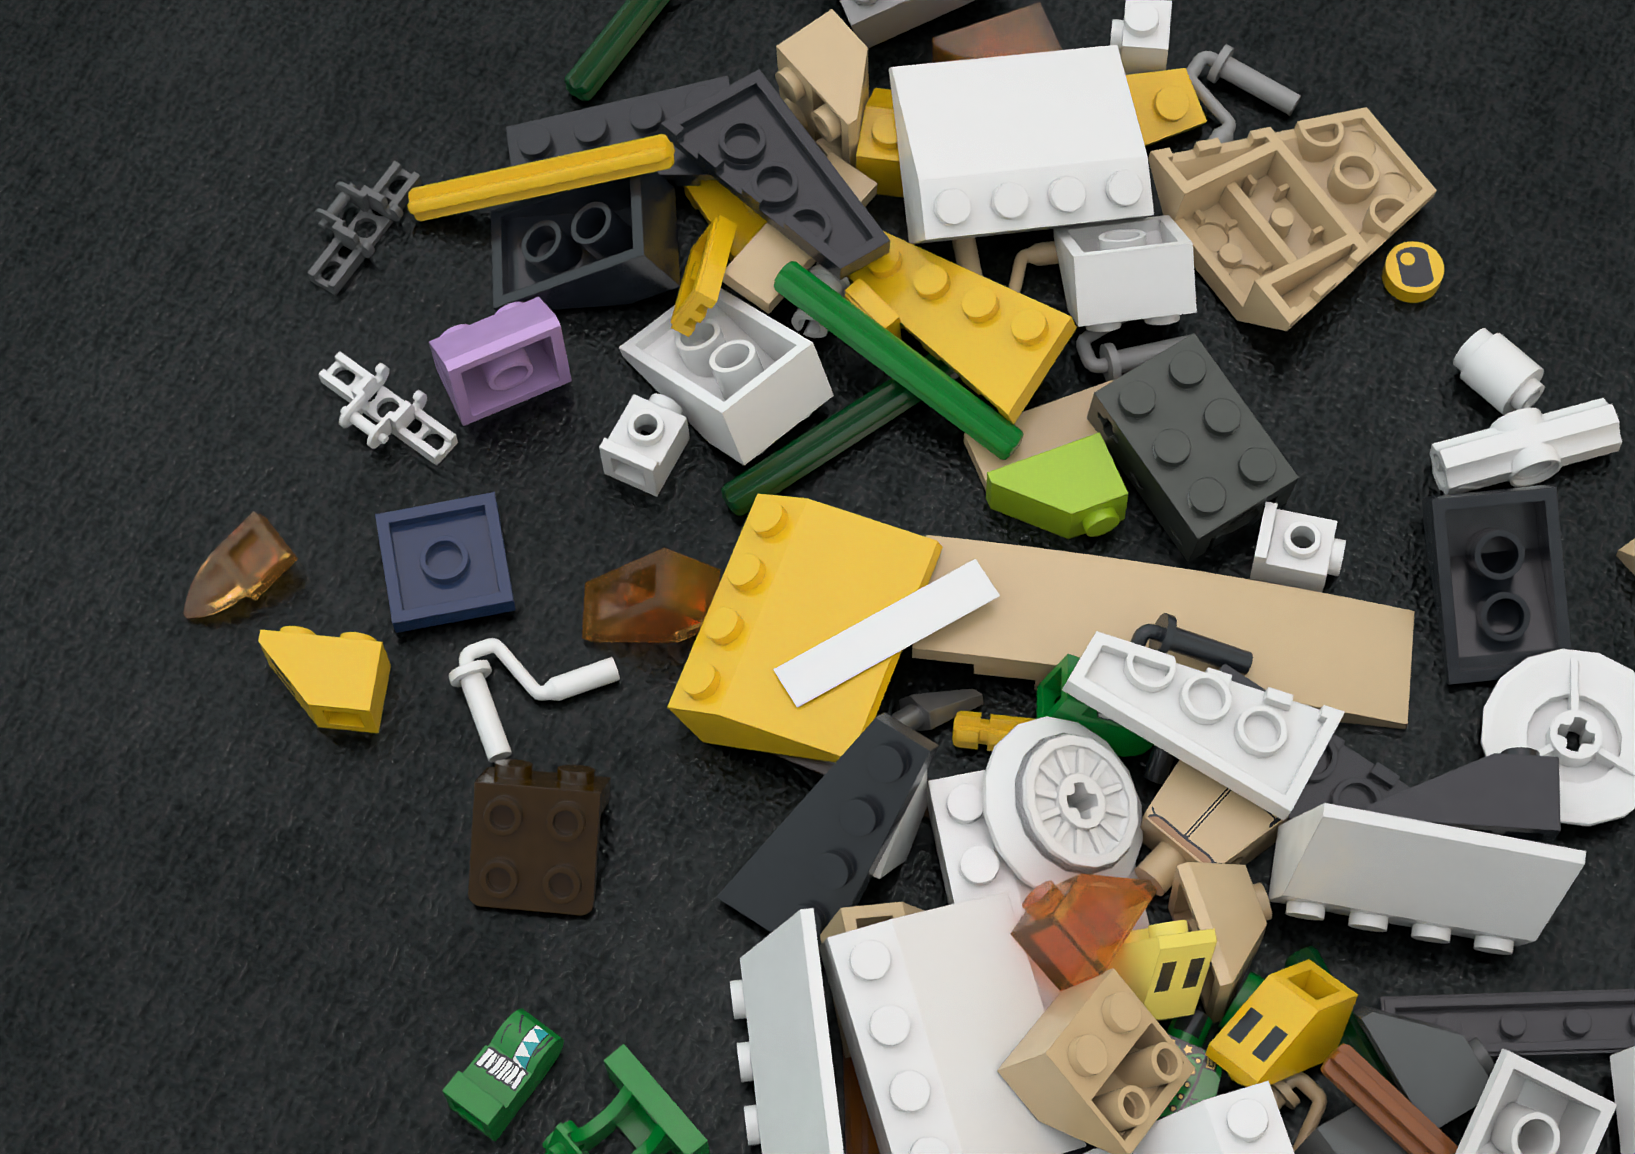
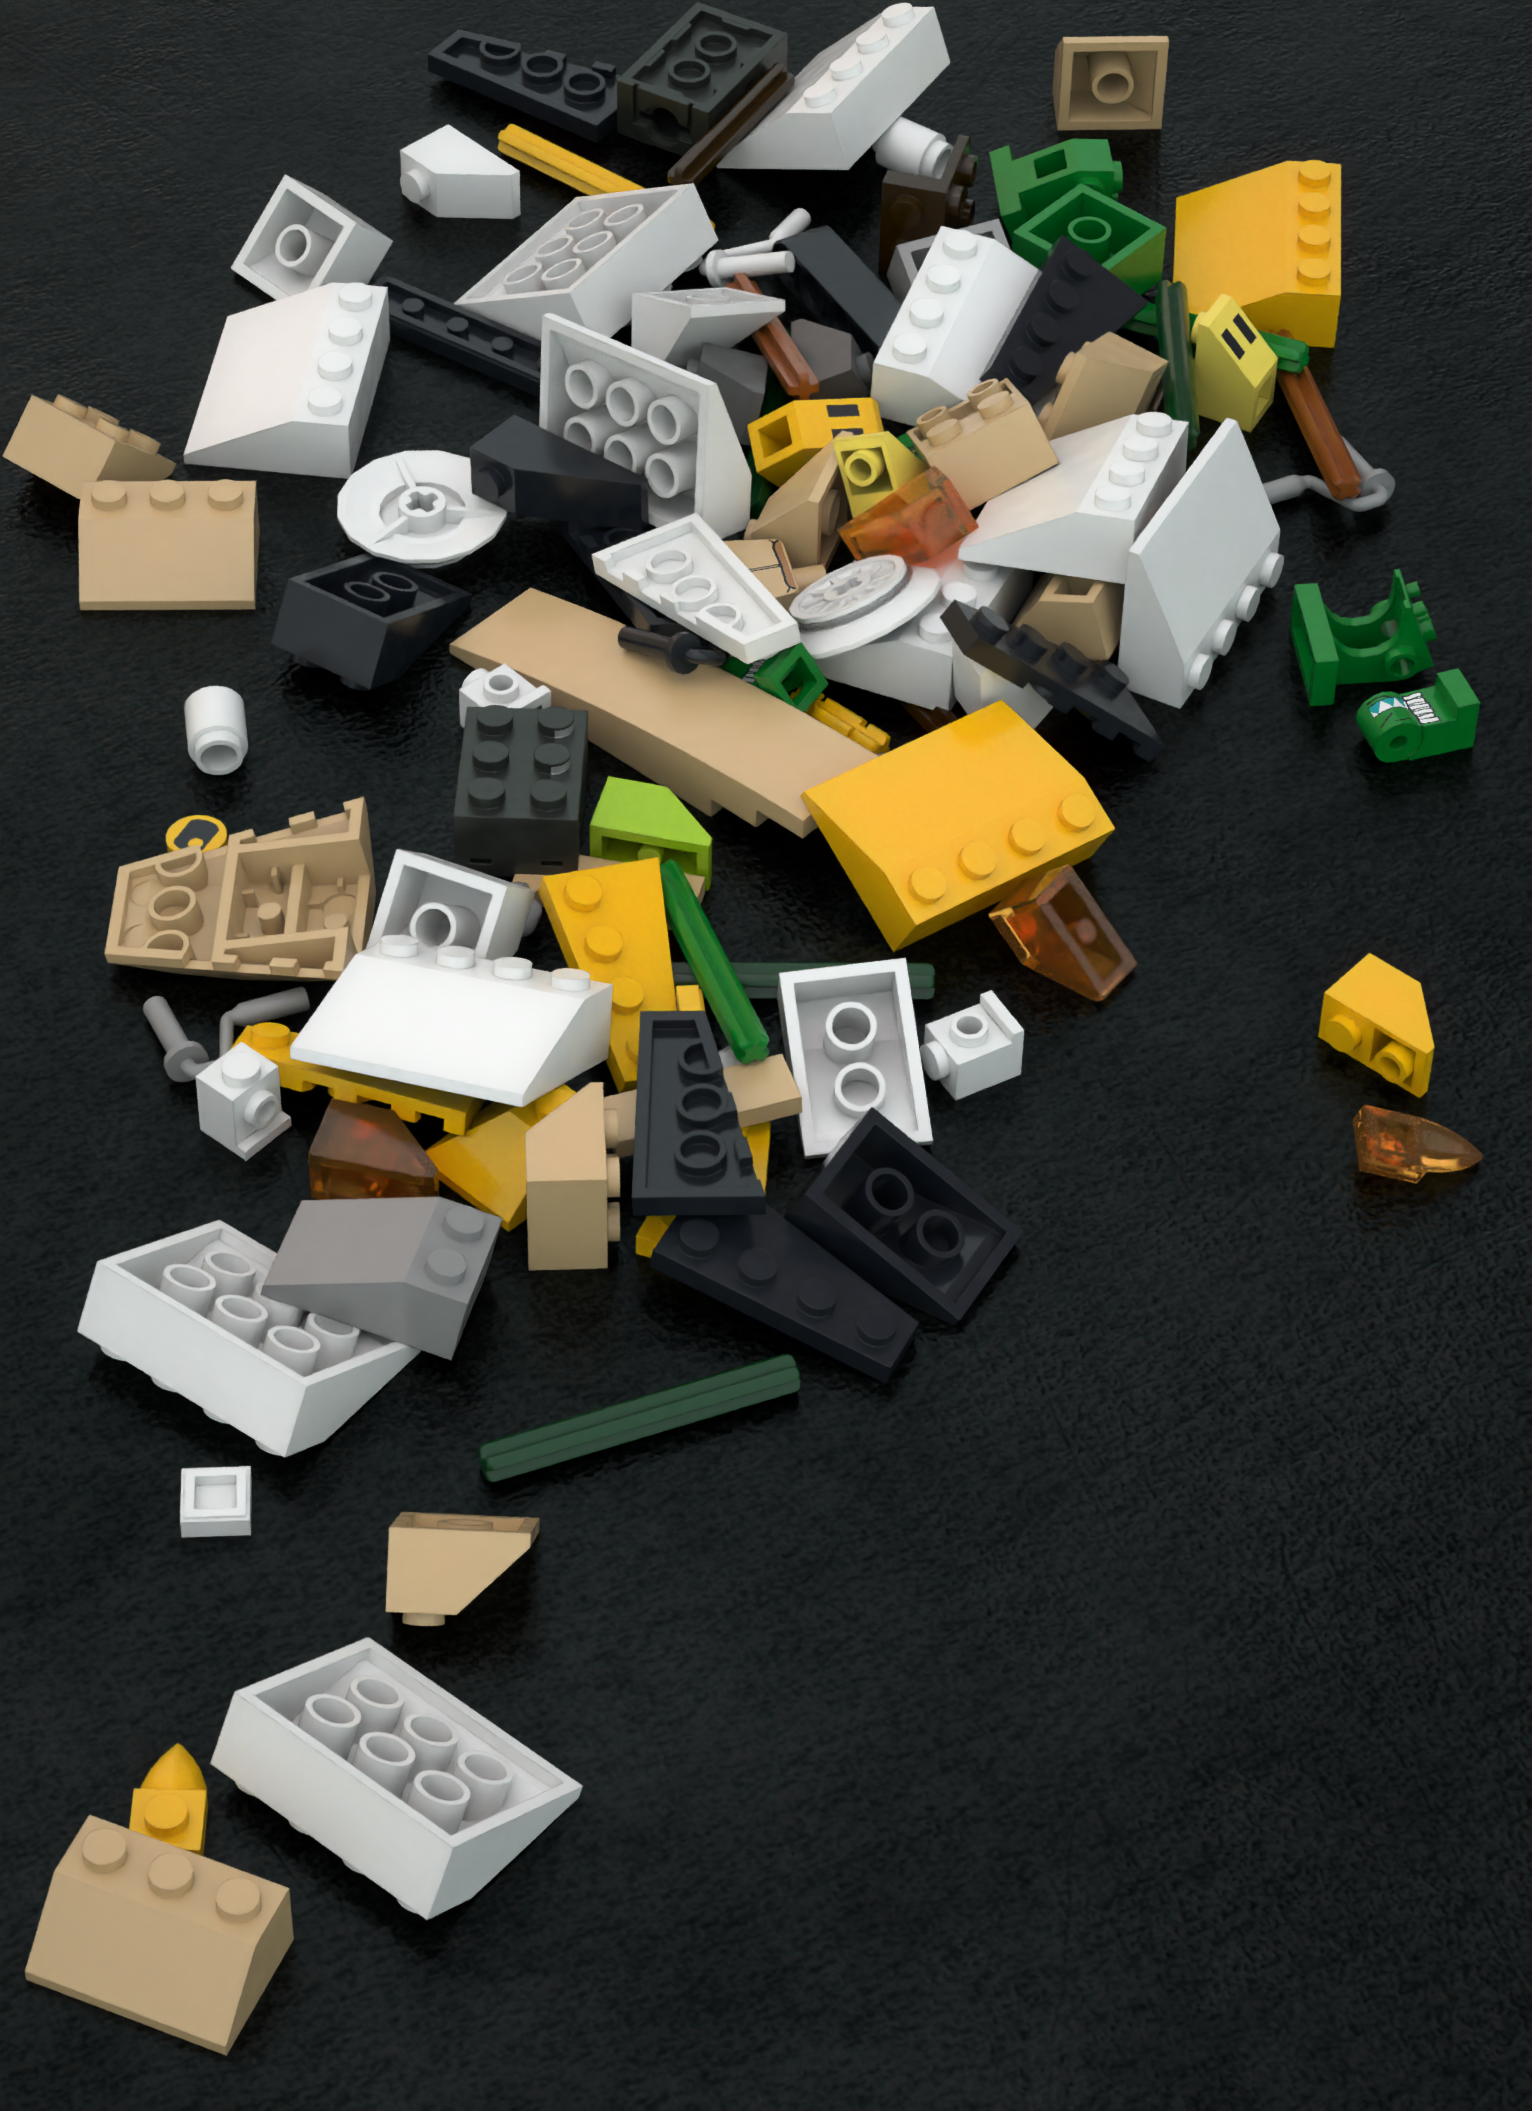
camera: 150 degrees left, 20 degrees down
(362, 248) = (1125, 1376): dark grey piece -> none
(396, 422) = (1193, 1220): white piece -> none
(445, 562) = (1219, 1058): dark blue plate -> none
(472, 675) = (1253, 973): white piece -> none
(501, 359) = (1055, 1148): lavender slope -> none
(536, 837) = (1271, 845): dark brown bracket -> none
(541, 177) = (907, 1253): yellow axle -> none
(703, 275) = (811, 1110): yellow tile -> none
(886, 633) = (901, 754): white sticker -> none
(1525, 447) = (257, 673): white piece -> none

